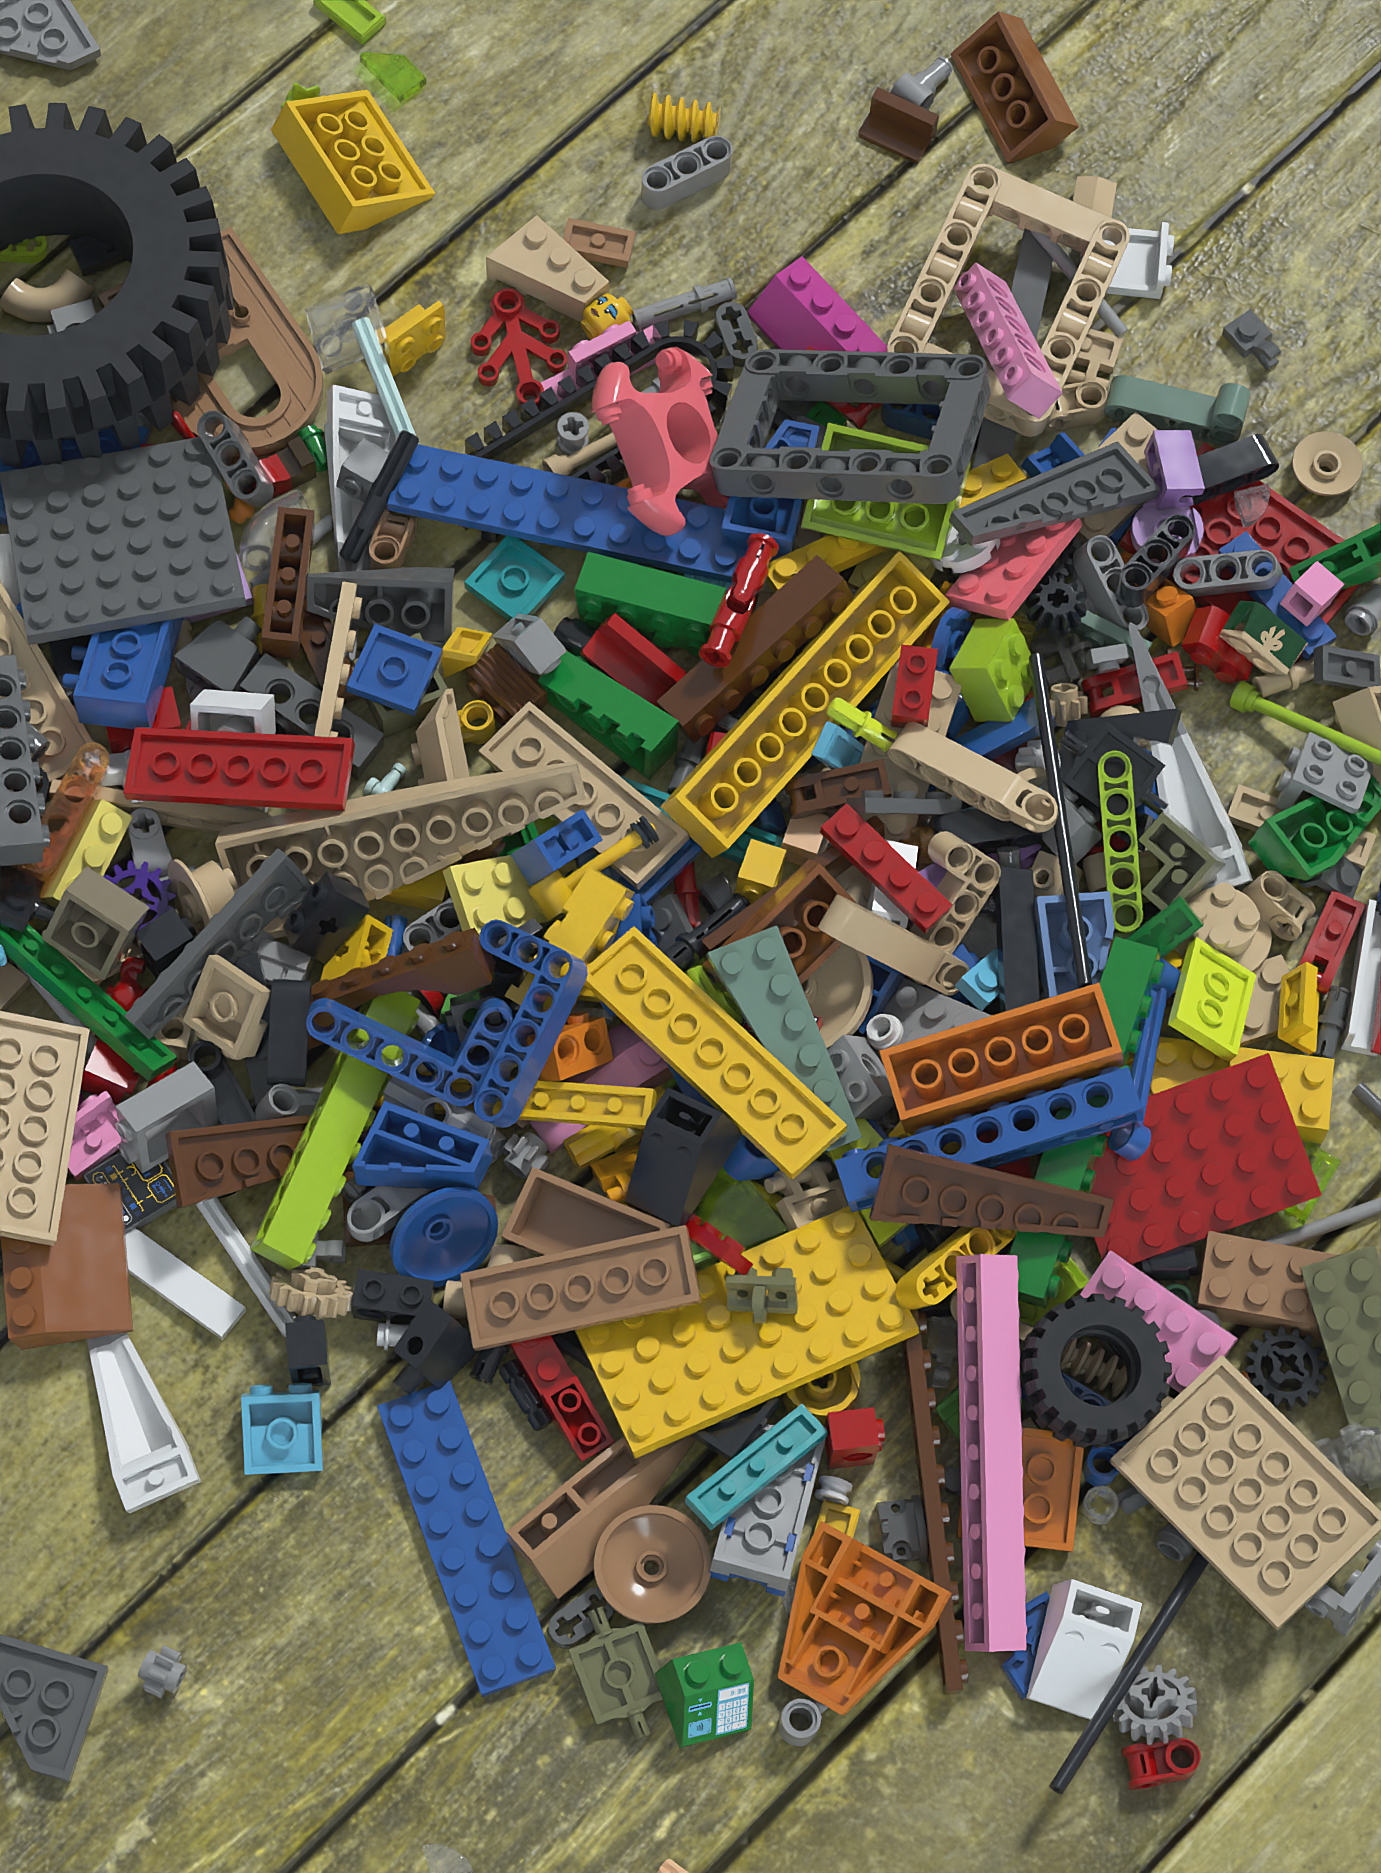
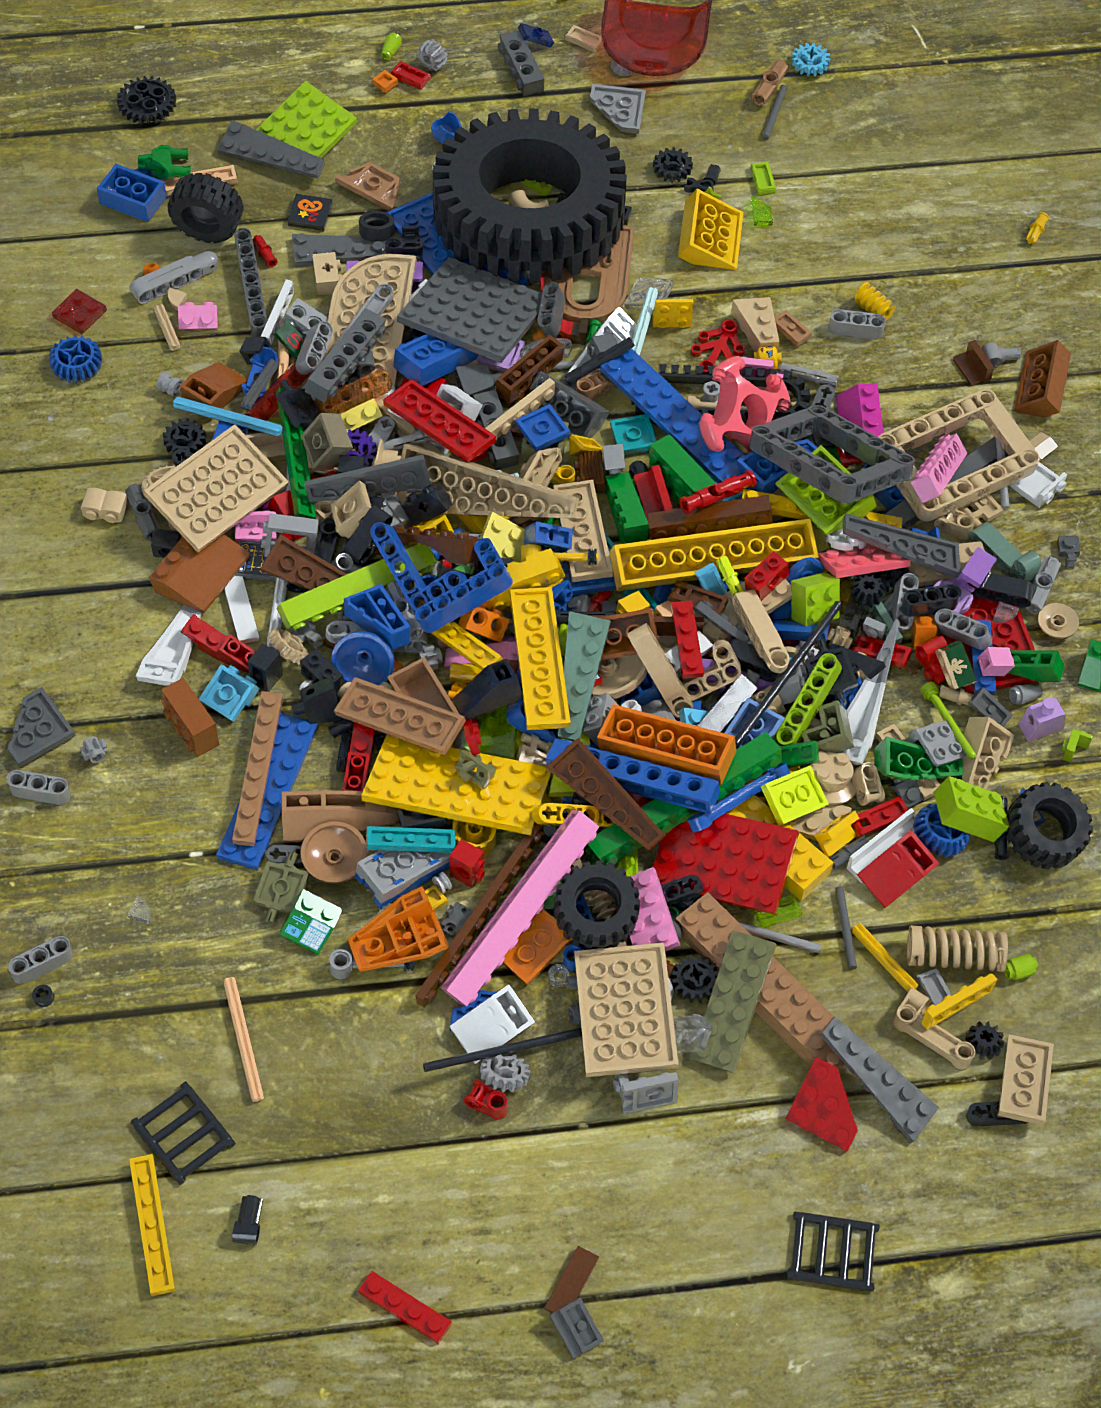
camera: 40 degrees right, 10 degrees down
(110, 1793) = (46, 793): none -> light grey beam
(200, 78) = (672, 164): none -> black gear
(204, 833) = (413, 438): none -> light grey pin
(207, 1365) = (216, 644): none -> red slope
(265, 1516) = (189, 717): none -> dark orange brick
(278, 80) = (709, 180): none -> black bar
(431, 1518) = (257, 769): none -> medium nougat plate
(1171, 1239) = (686, 883): none -> black beam
(1263, 407) = (1046, 577): none -> light grey piece

